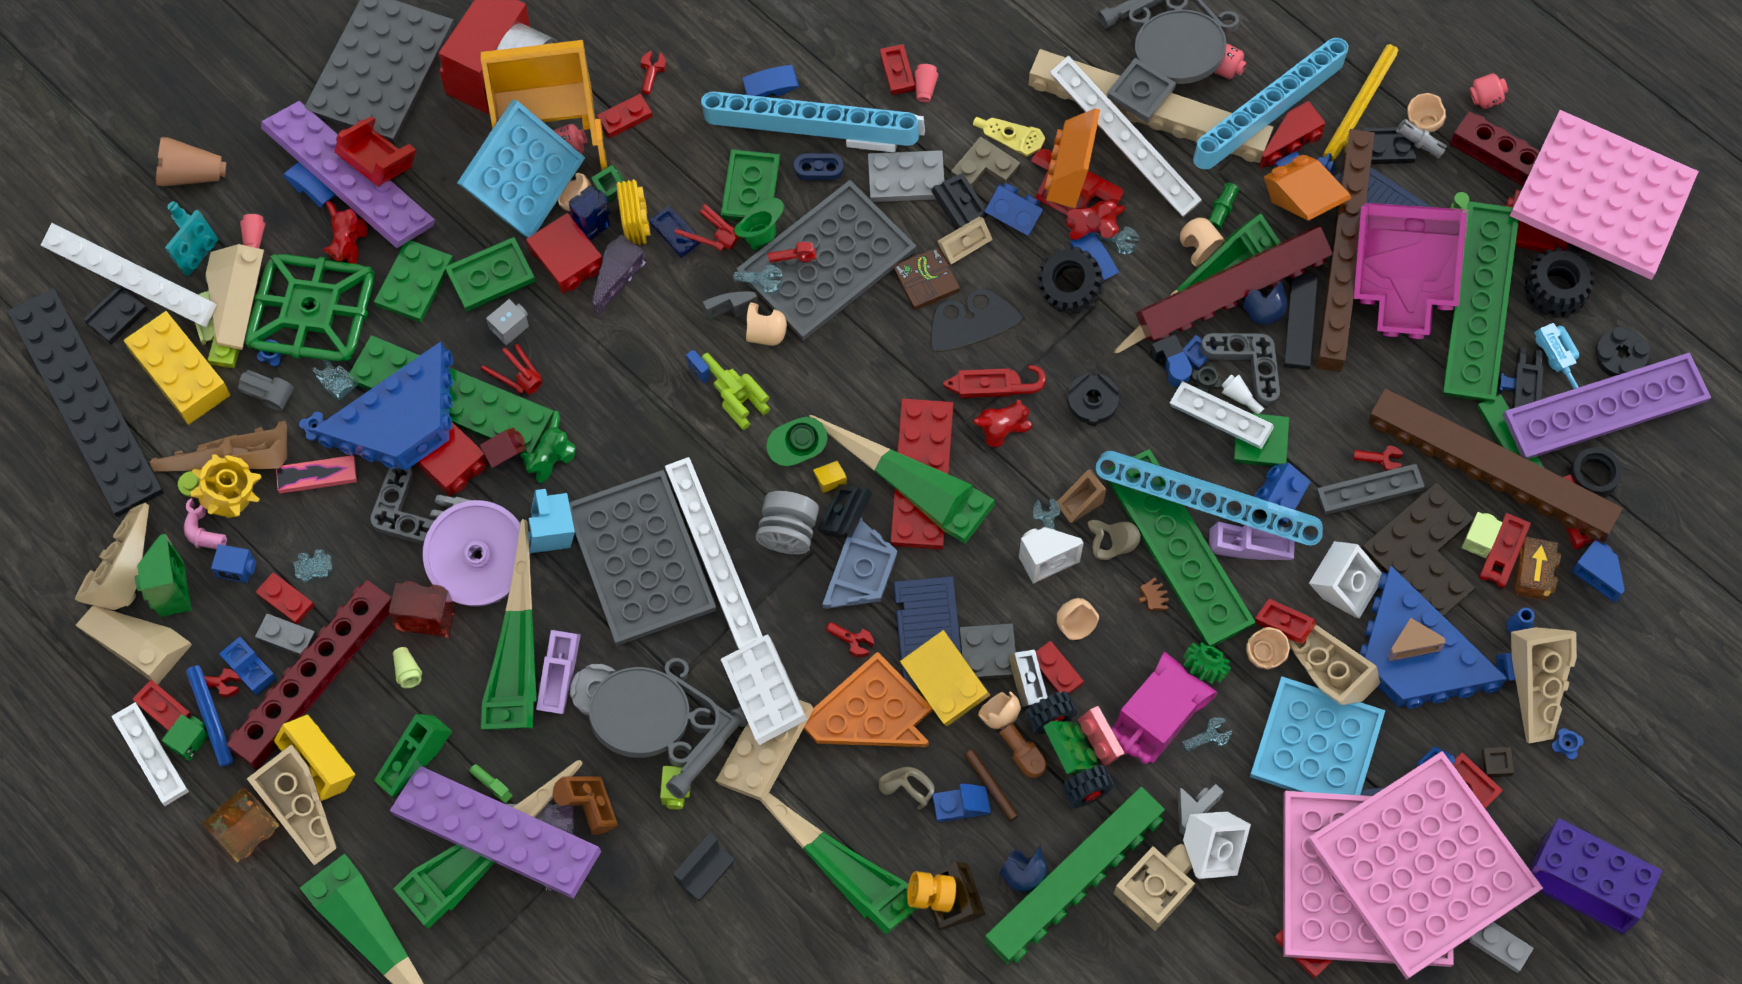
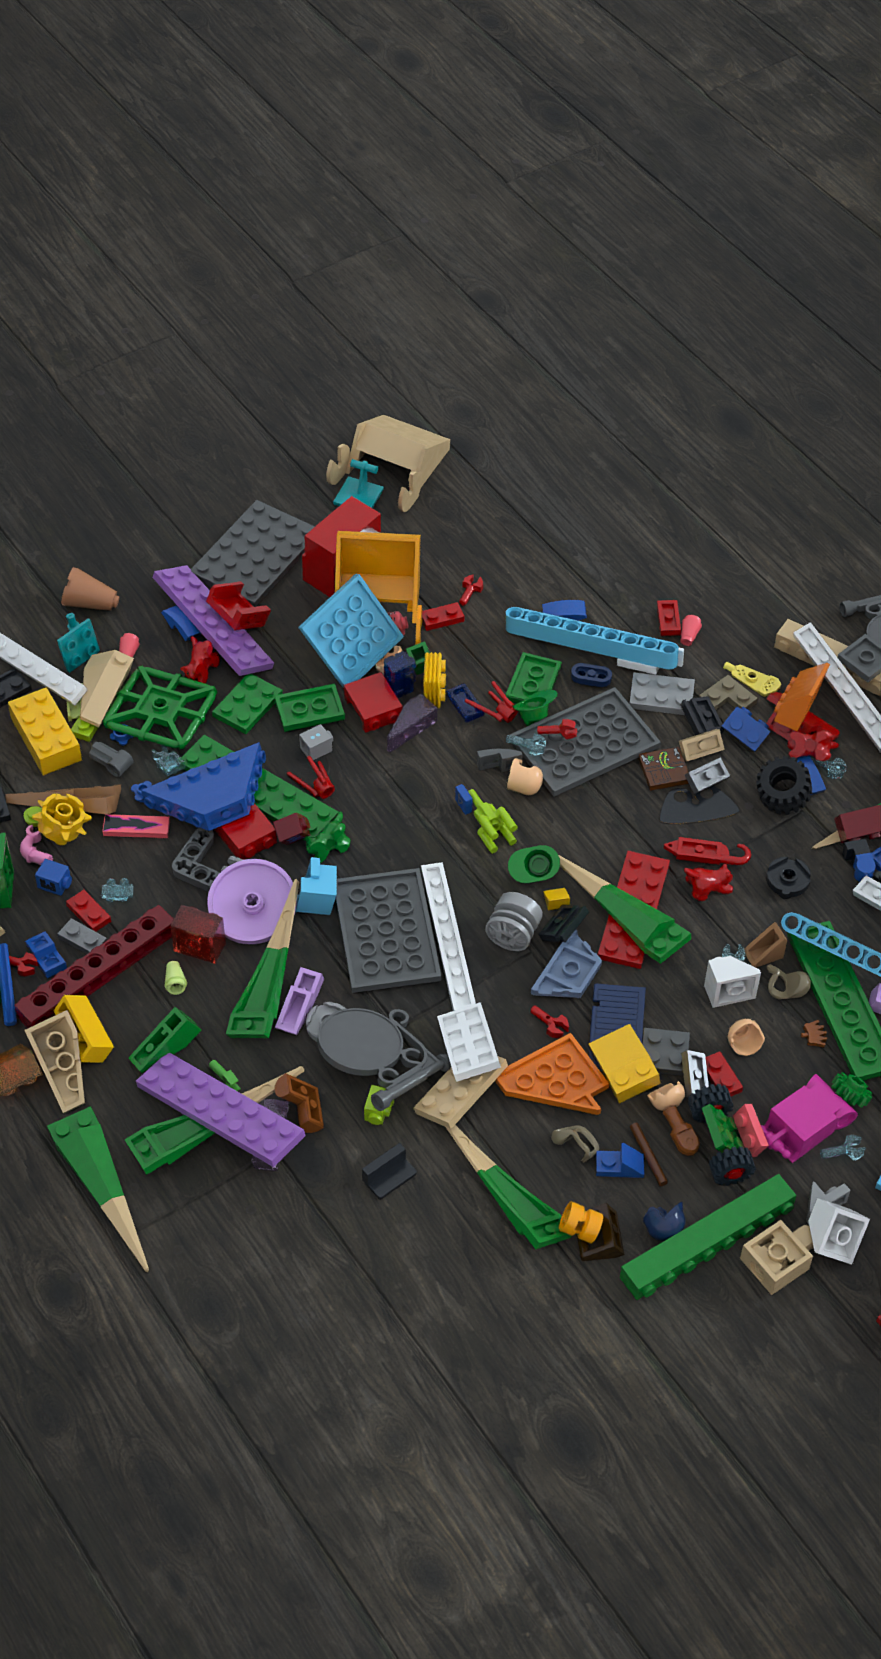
camera: 10 degrees right, 15 degrees down
(978, 281) = (707, 775): none -> flat silver plate

